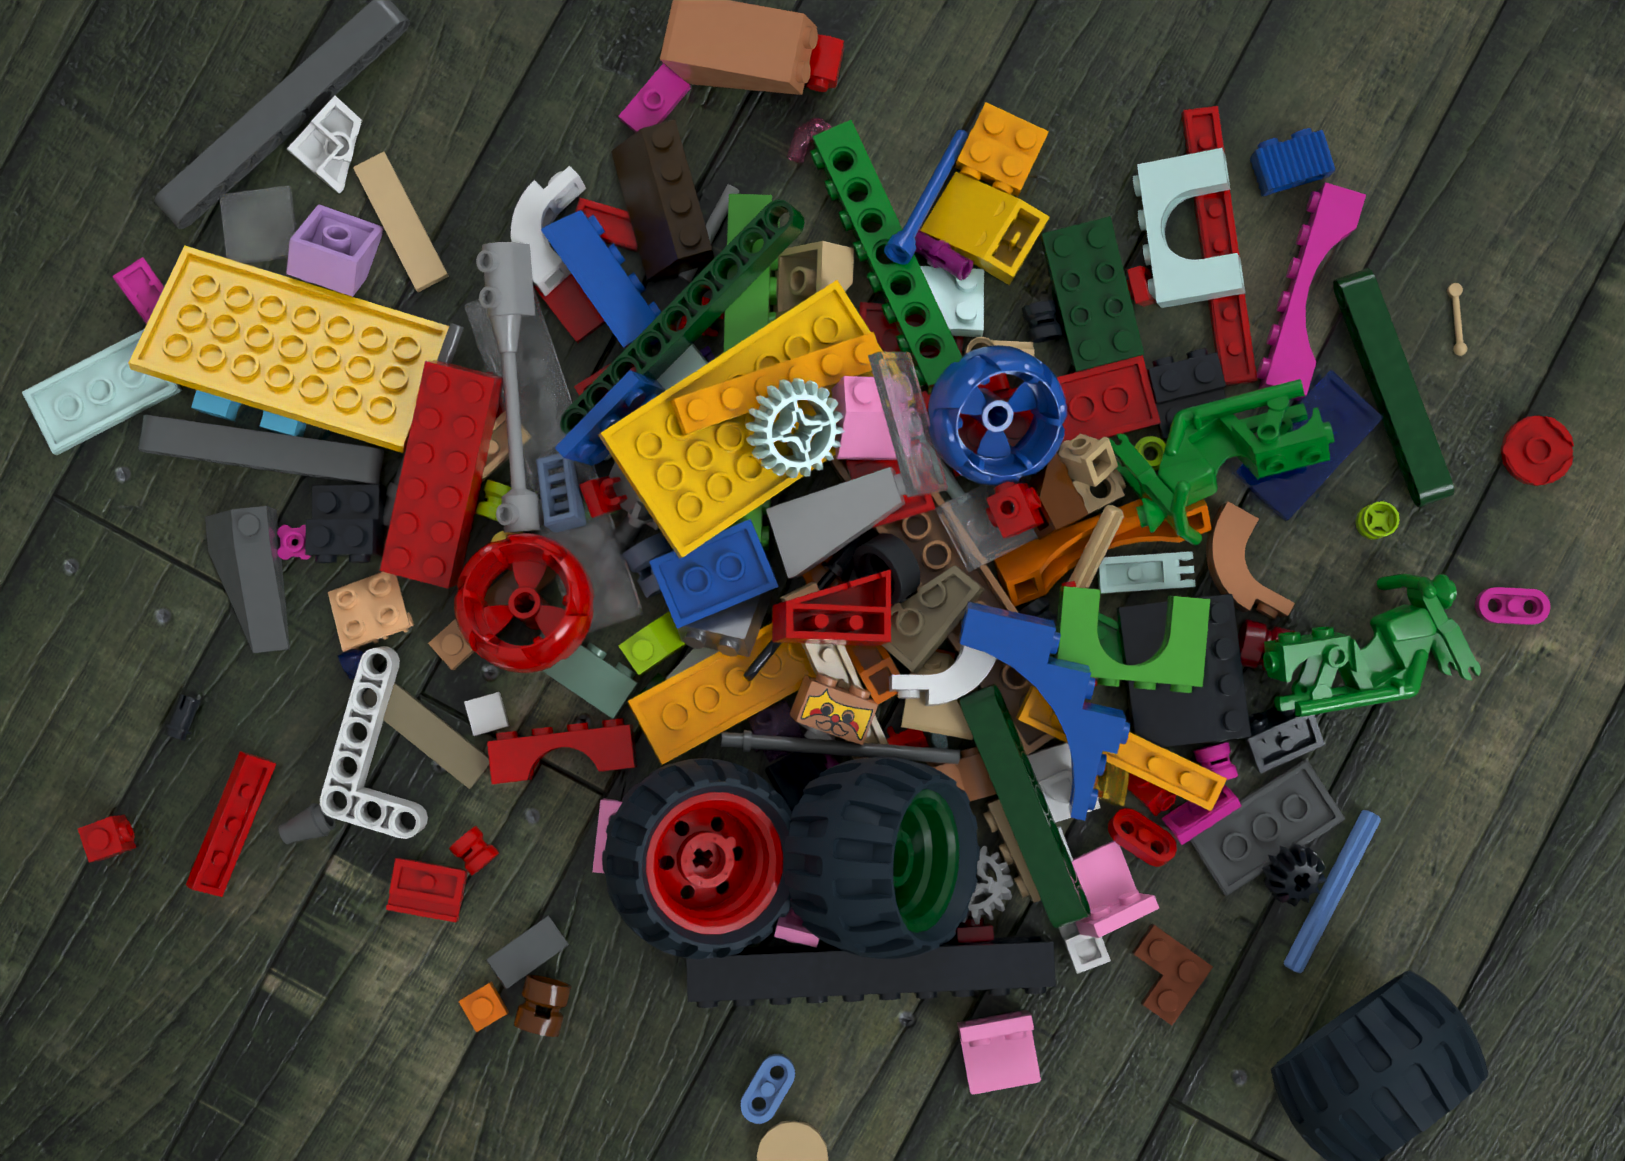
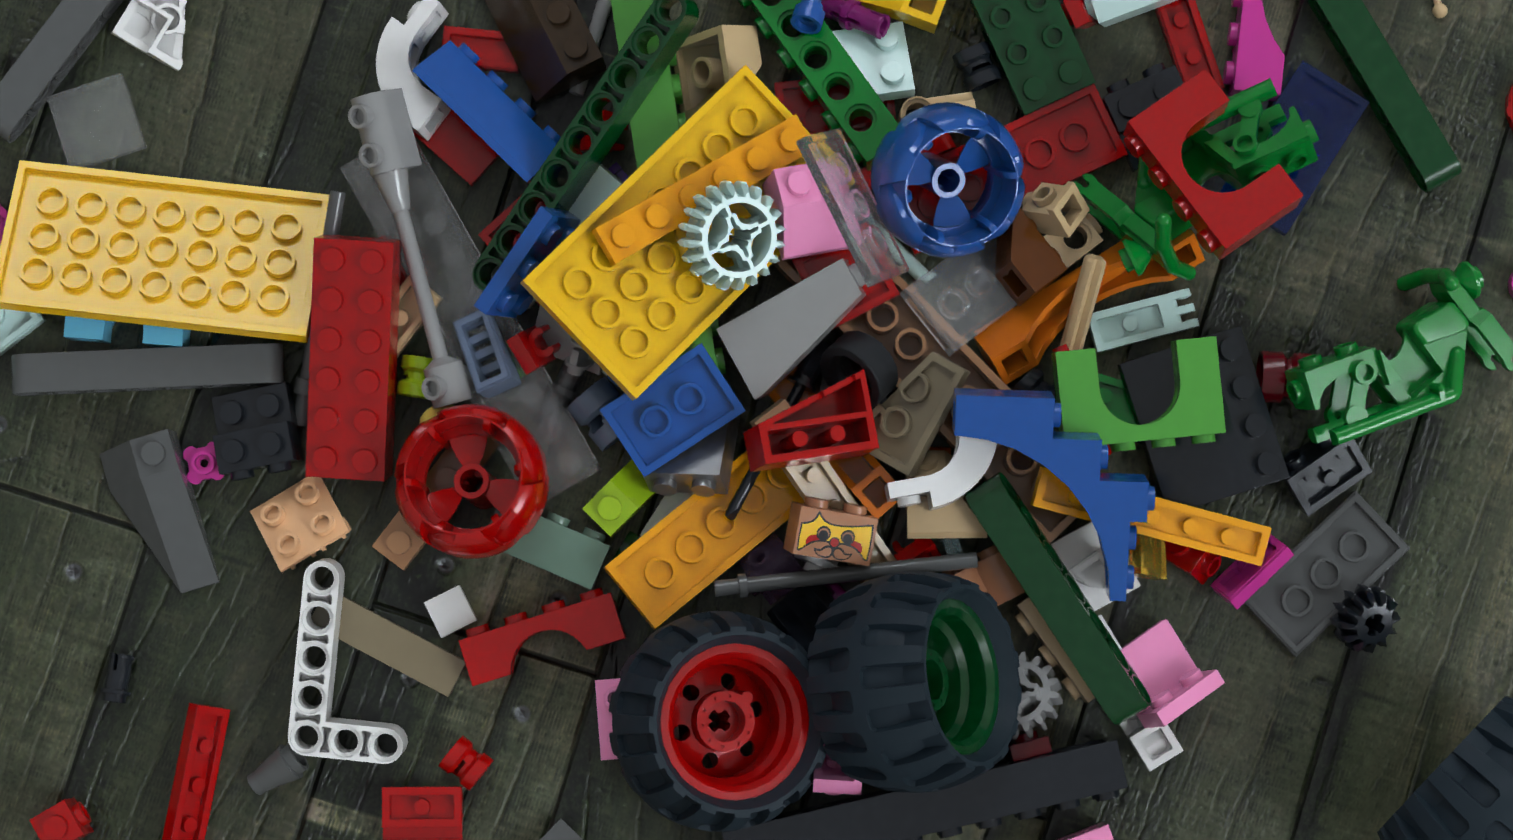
camera: 10 degrees left, 0 degrees up
(333, 250) = (185, 134): lavender slope -> none
(350, 661) = (292, 582): clear blue hinge -> none
(401, 221) = (252, 89): tan tile -> none
(1025, 512) = (998, 282): red brick -> none
(1141, 836) = (1192, 609): red plate -> none
(1154, 443) = (1126, 177): lime plate -> none
(1179, 977) = (1261, 750): copper plate -> none
(1217, 752) = (1254, 502): dark pink wheel -> none
(1228, 566) = (1236, 306): nougat arch -> none
(1233, 495) = (1220, 218): none -> red arch
(1332, 891) = (1410, 629): medium blue axle -> none
(1383, 516) = (1389, 210): lime wheel -> none

